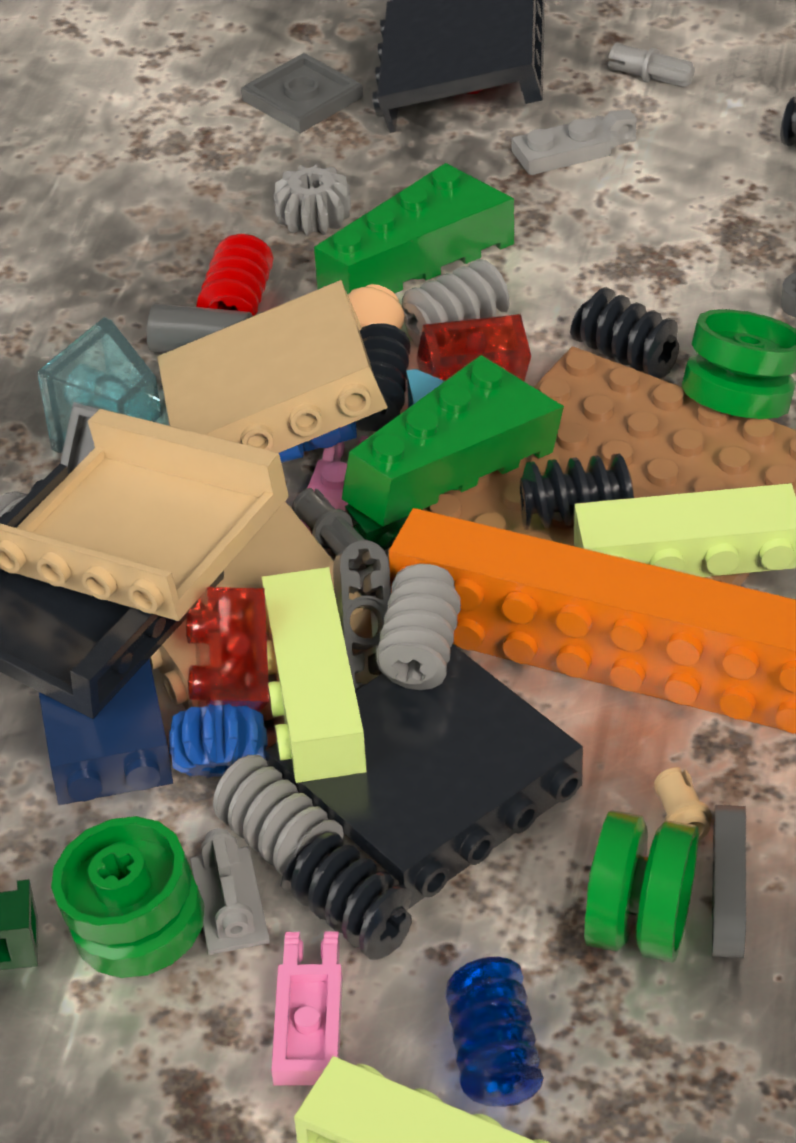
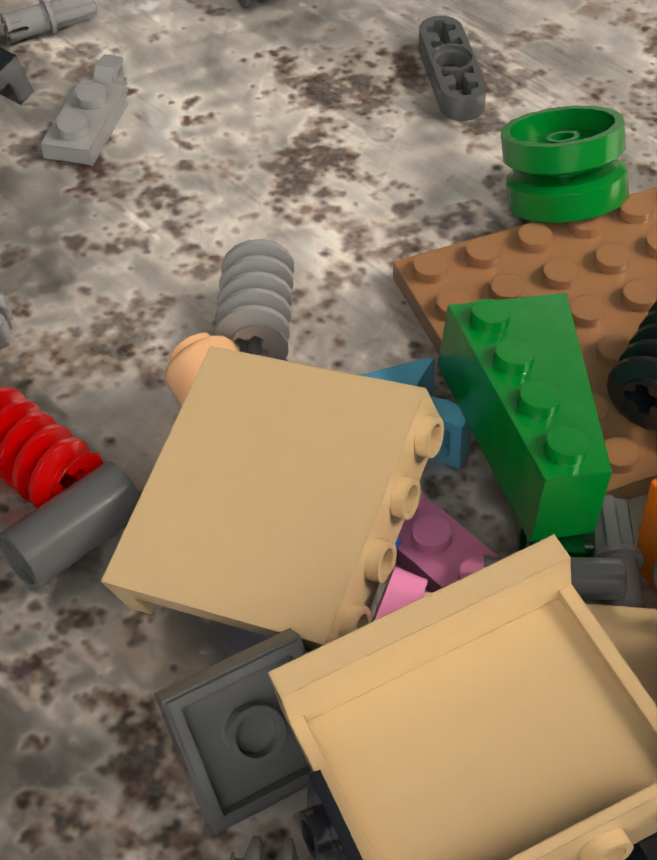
camera: 55 degrees left, 5 degrees up
(99, 371) = (111, 667): clear light blue slope -> none
(418, 232) = (118, 272): green wedge -> none
(453, 345) = (368, 322): clear red brick -> none
(627, 333) = (422, 211): black piece -> none

